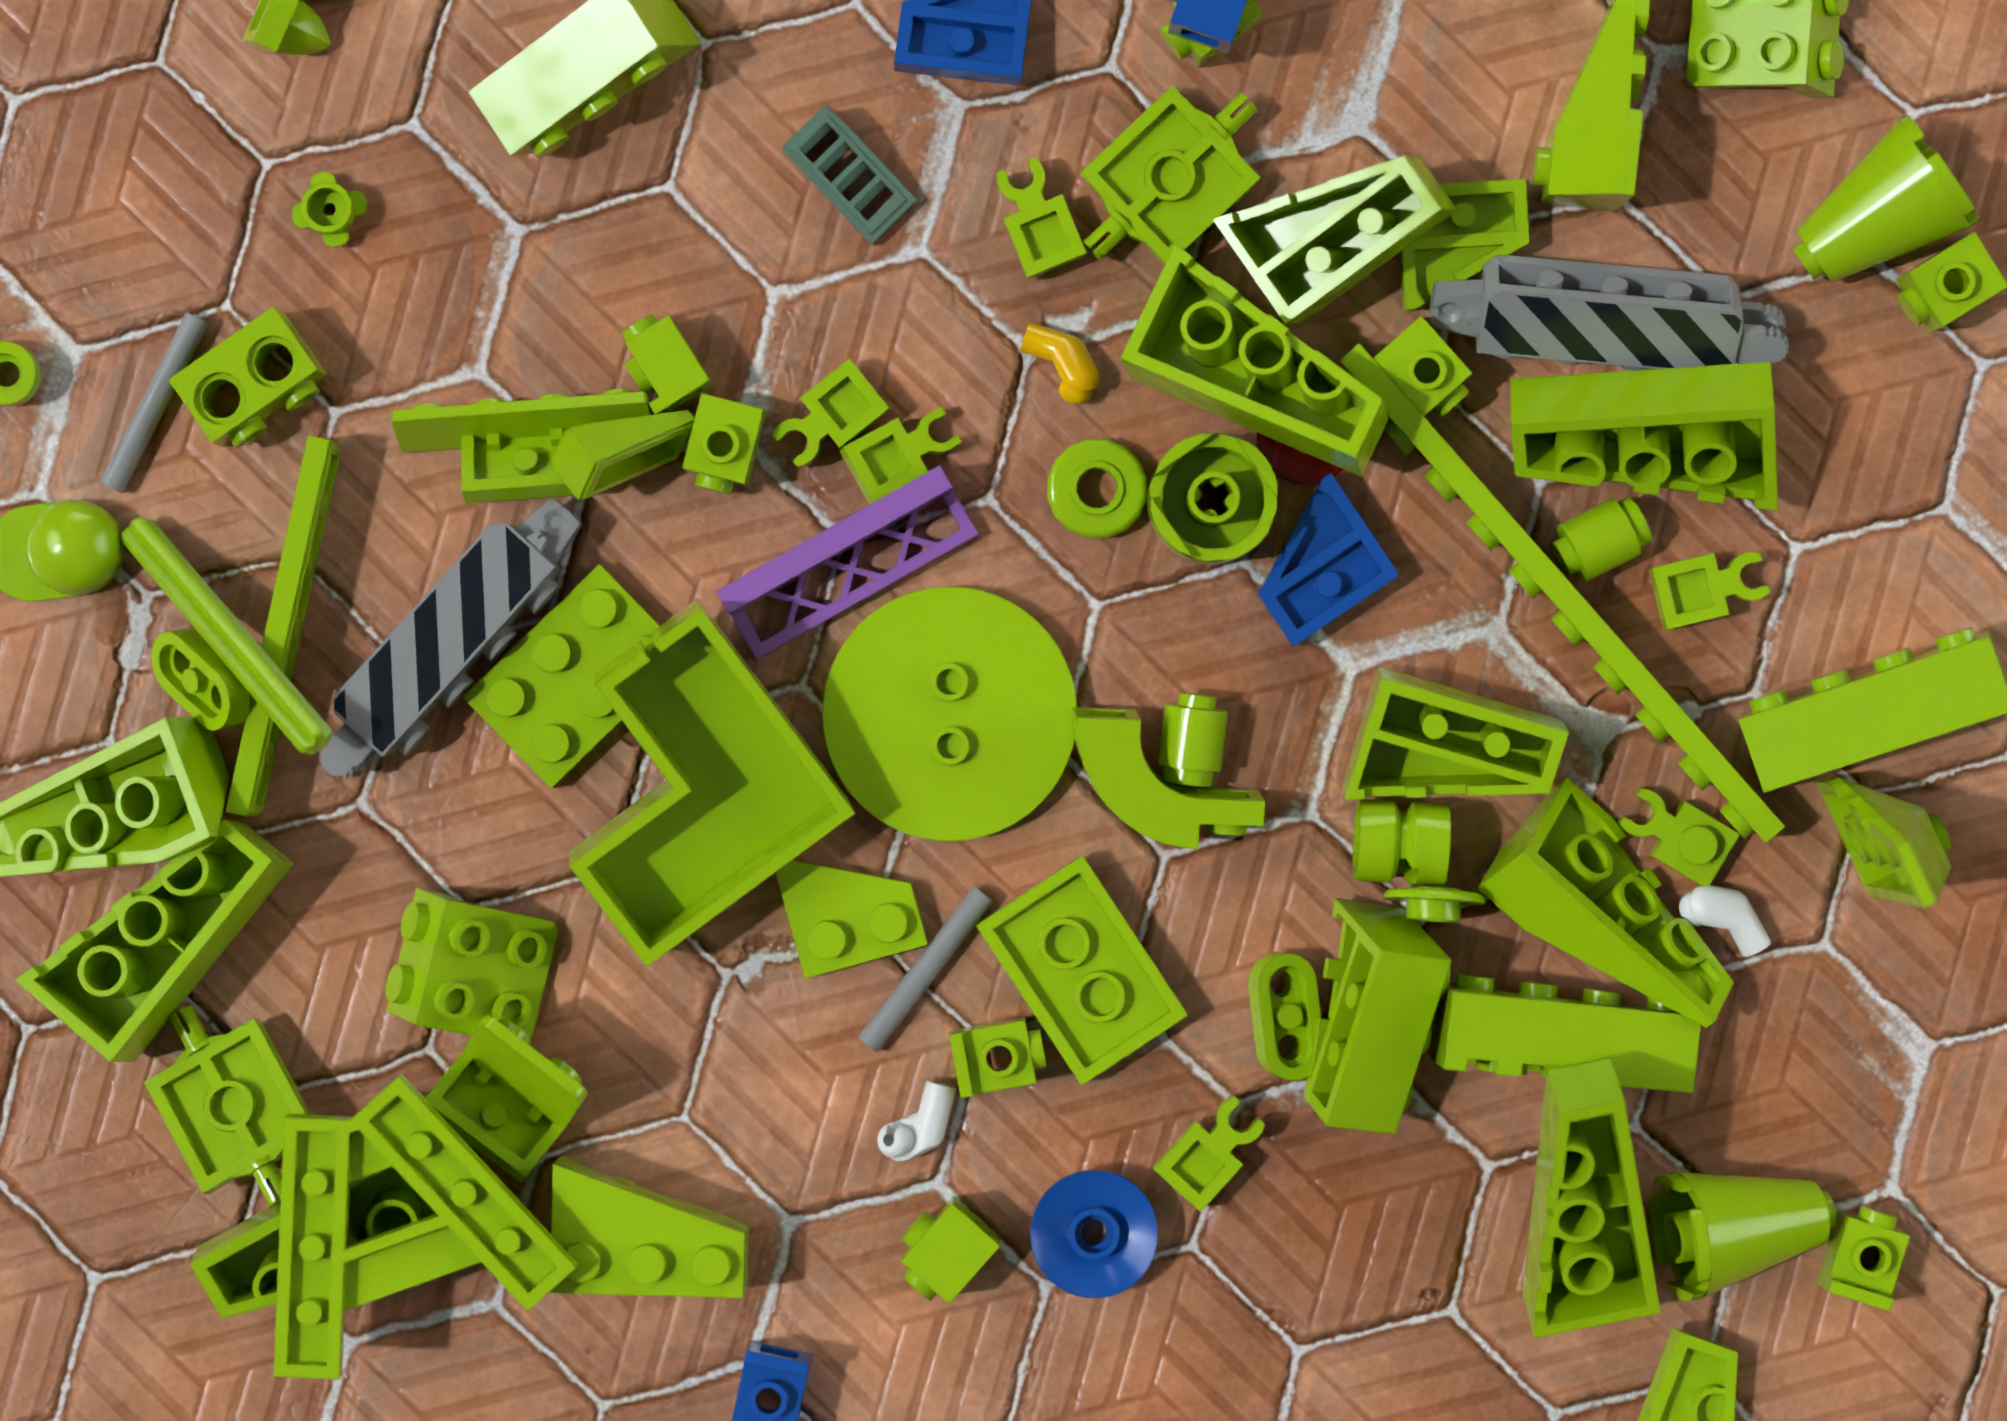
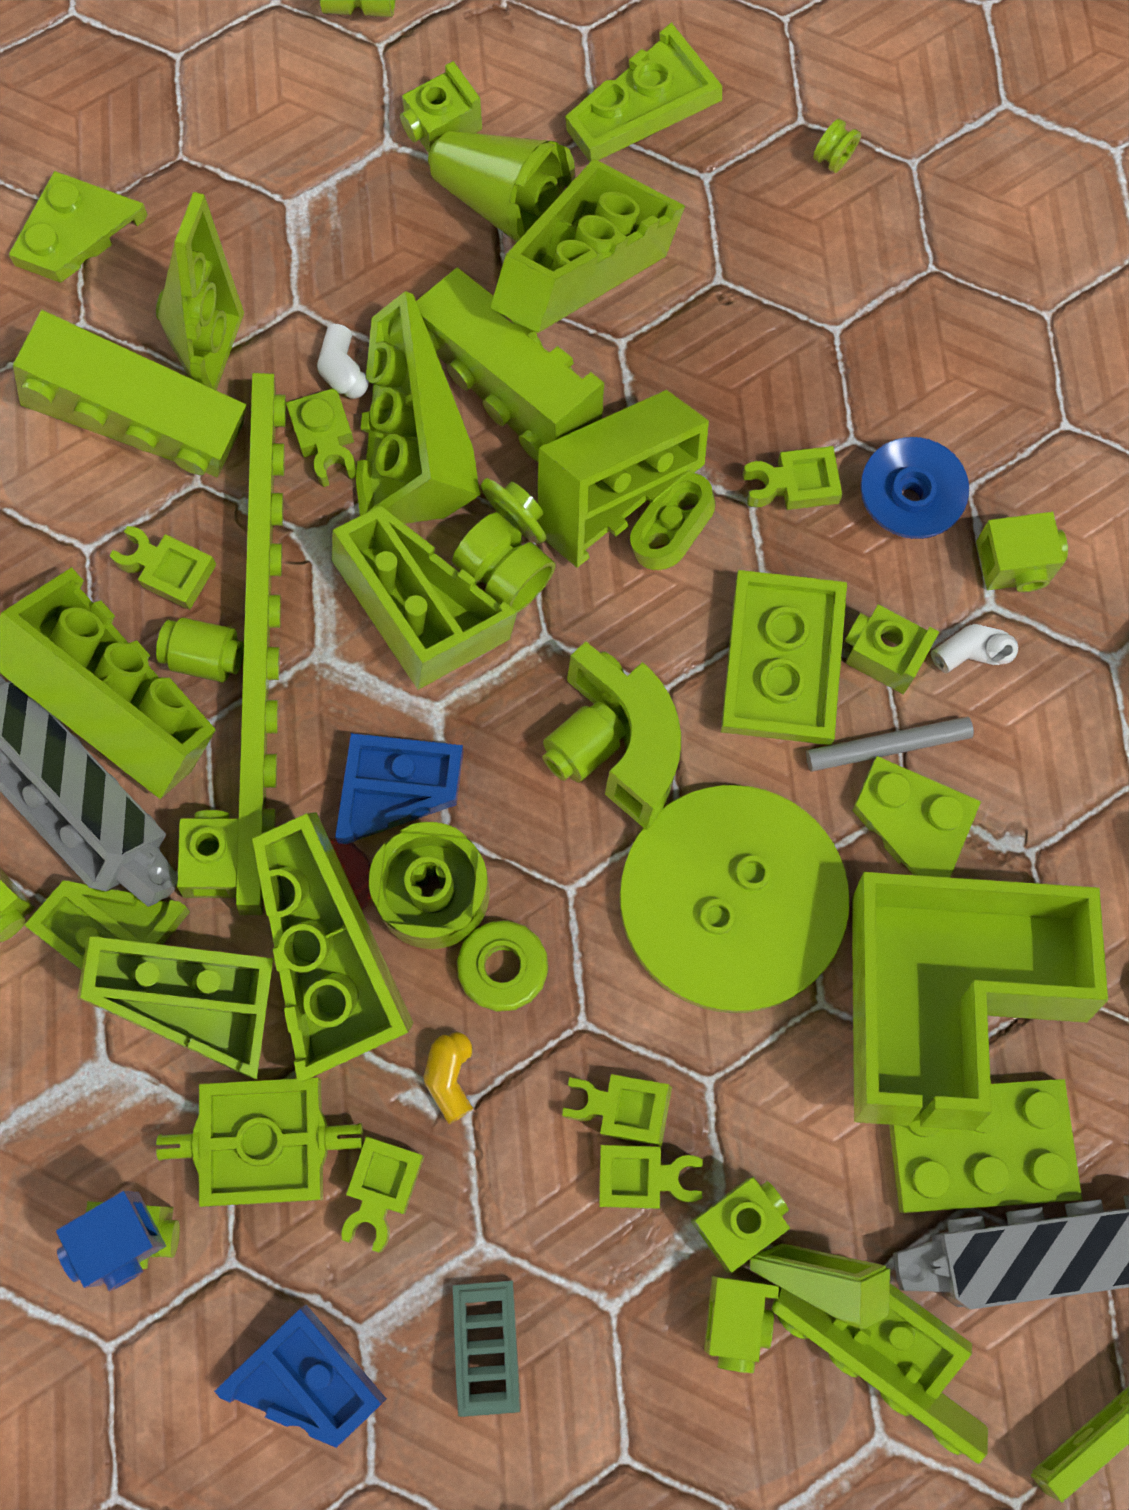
camera: 140 degrees left, 15 degrees down
(837, 540) = (722, 1082): medium lavender fence -> none

